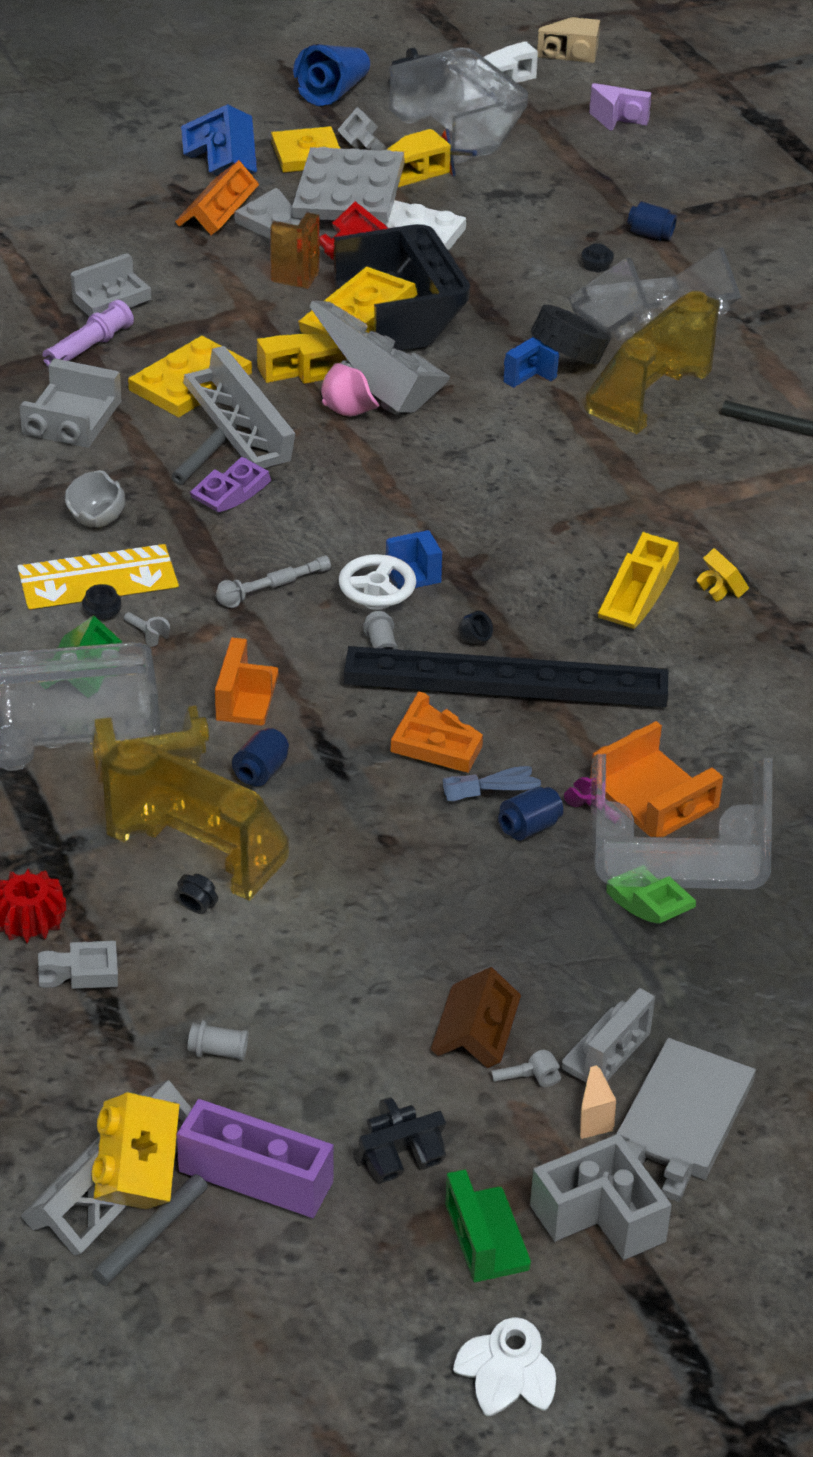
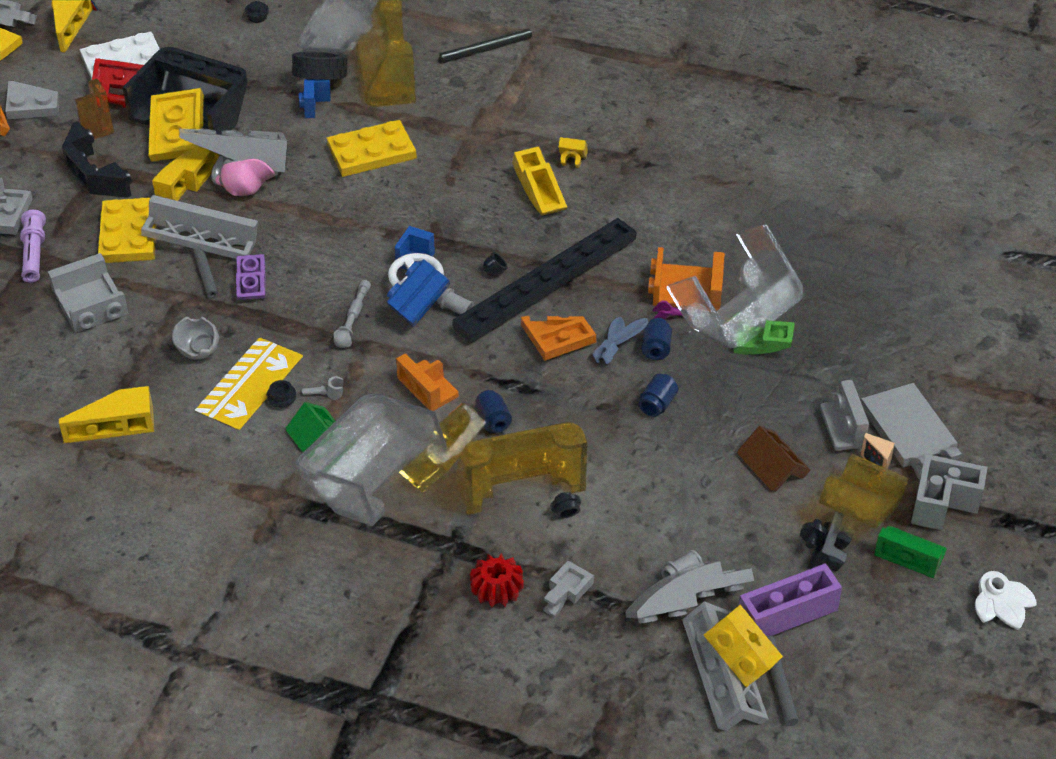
camera: 45 degrees left, 5 degrees up
(167, 1053) = (683, 588): none -> light grey slope
(237, 277) = (103, 181): none -> black slope
(341, 593) = (417, 292): none -> blue brick
(342, 176) = (62, 50): light grey plate -> none
(447, 864) = (658, 395): none -> dark blue brick
(499, 1124) = (864, 491): none -> clear yellow panel
(522, 446) = (371, 148): none -> yellow plate
(540, 1064) = (830, 456): light grey hand -> none

